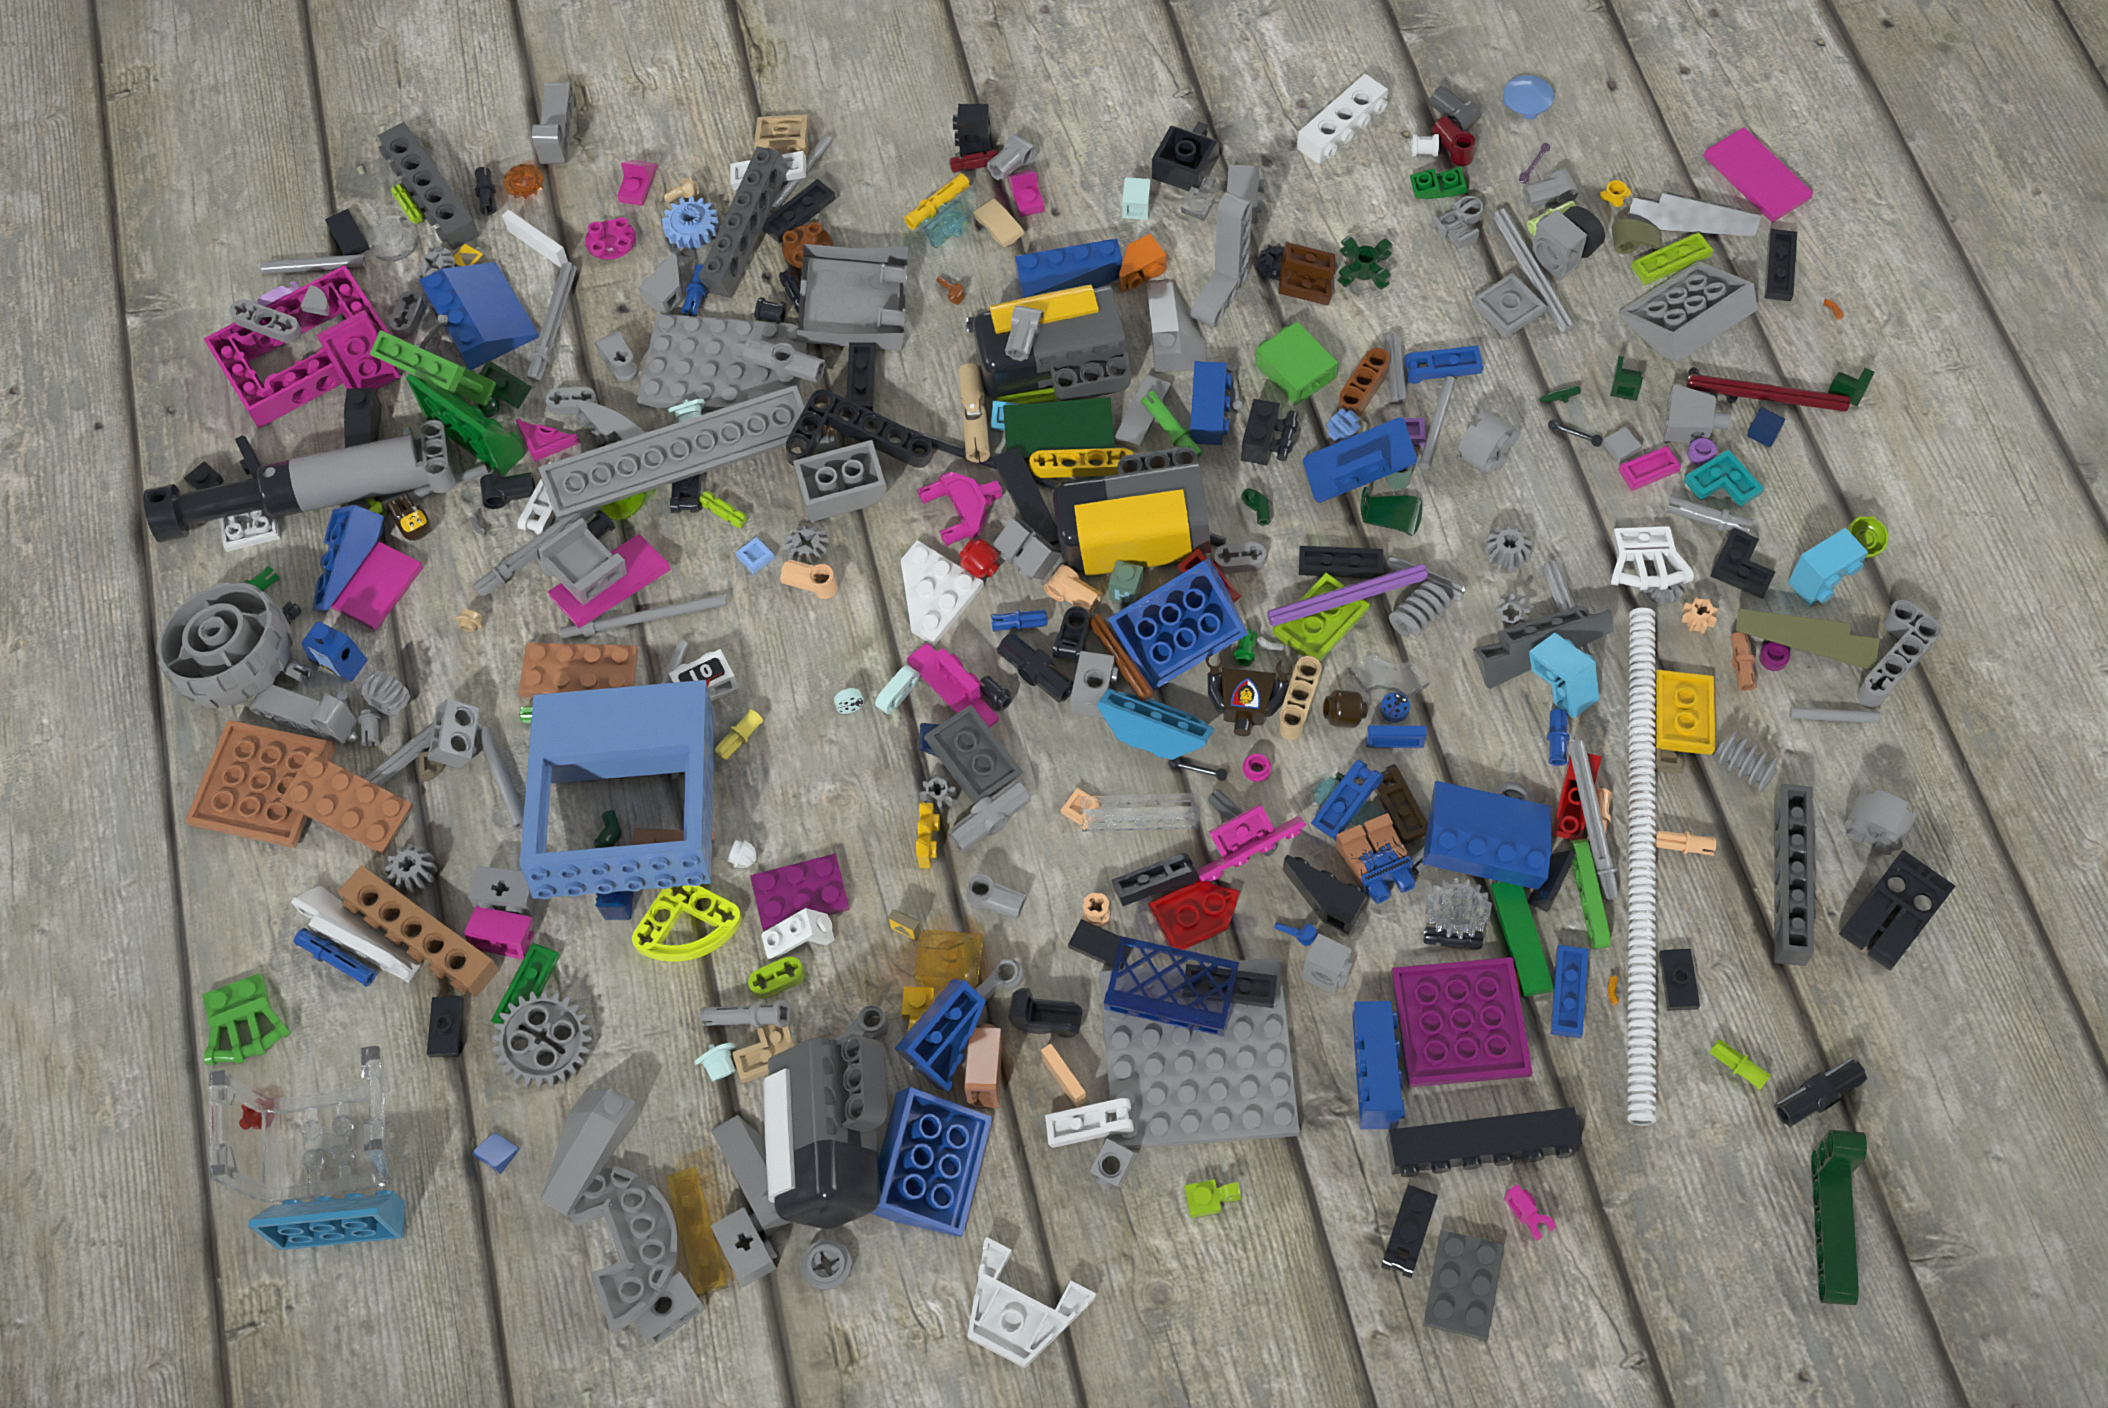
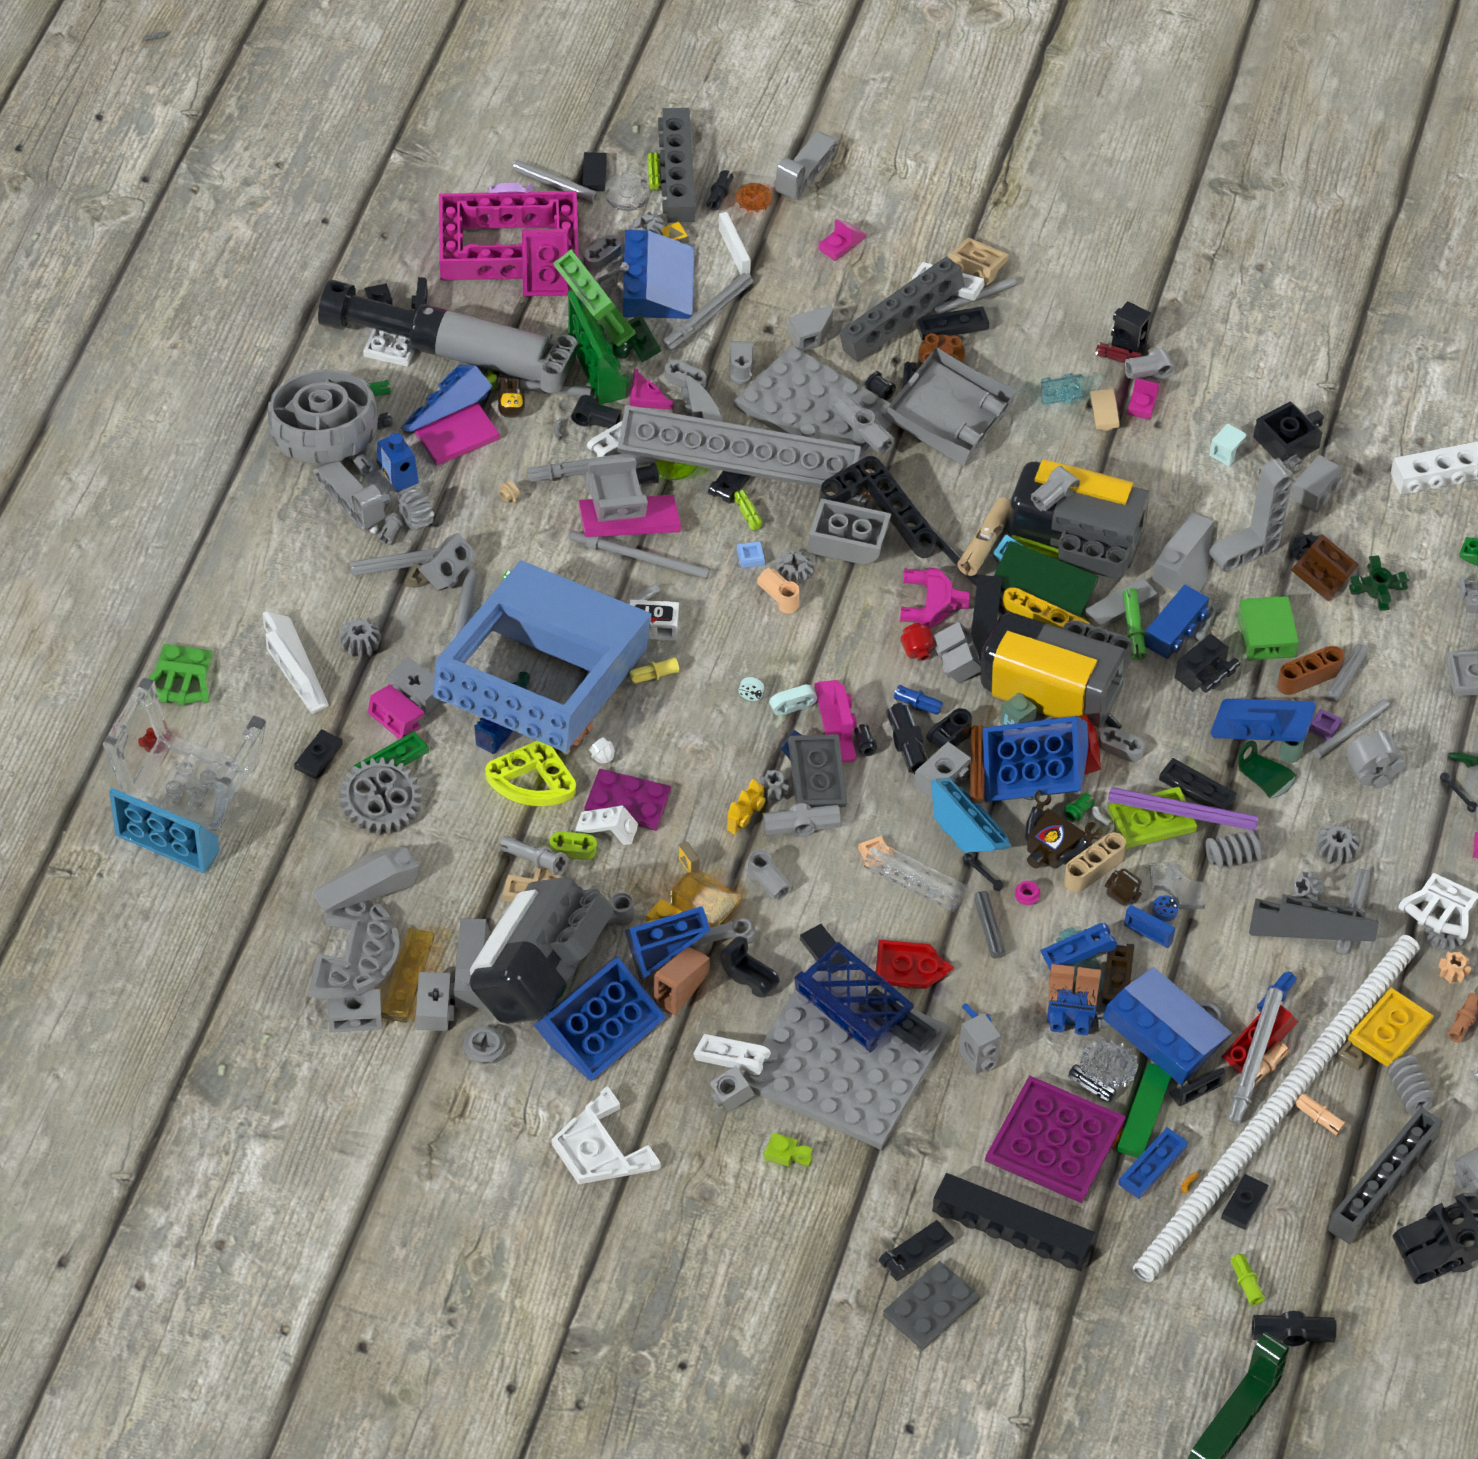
camera: 25 degrees right, 10 degrees down
(248, 780) = (290, 526): nougat plate -> none
(259, 312) = (490, 193): light grey beam -> none
(315, 302) = (537, 207): light grey tile -> none
(326, 951) = (266, 659): blue pin -> none
(346, 803) = (342, 569): nougat plate -> none
(361, 416) = (521, 307): black slope -> none
(365, 886) = (338, 680): medium nougat brick -> none
(496, 1152) = (301, 852): slope -> none
(576, 667) = (568, 562): nougat plate -> none
(610, 238) = (792, 272): dark pink dish -> none
(687, 189) = (876, 265): tan plate -> none
(687, 409) = (768, 423): light aqua piece -> none
(690, 223) = (861, 291): light blue gear -> none
(695, 293) = (831, 344): blue pin -> none
(718, 1061) = (494, 874): light aqua piece -> none
(861, 374) = (919, 466): black plate -> none
(928, 207) = (1057, 370): yellow pin -> none
(935, 591) = (869, 649): white plate -> none
(955, 291) = (1034, 444): dark orange hand -> none
(1063, 1075) = (735, 1013): light nougat tile -> none
(1067, 586) = (972, 695): light nougat piece -> none
(1068, 267) = (1148, 471): blue wedge -> none
(1098, 901) = (832, 923): light nougat bush -> none
(1141, 262) = (1196, 494): orange slope -> none
(1155, 879) = (895, 925): black plate -> none
(1244, 837) = (981, 927): dark pink bracket -> none
(1259, 504) = (1164, 714): dark green arm -> none
(1329, 898) = (1018, 1009): black slope -> none
(1343, 425) = (1270, 689): medium blue gear -> none
(1377, 1065) = (969, 1130): blue wedge -> none
(1443, 363) = (1387, 687): blue plate -> none
(1453, 589) = (1269, 847): light grey axle -> none
(1524, 1208) = (1012, 1276): dark pink plate -> none
(1568, 672) = (1312, 949): medium azure brick -> none
(1590, 895) = (1218, 1108): bright green beam -> none

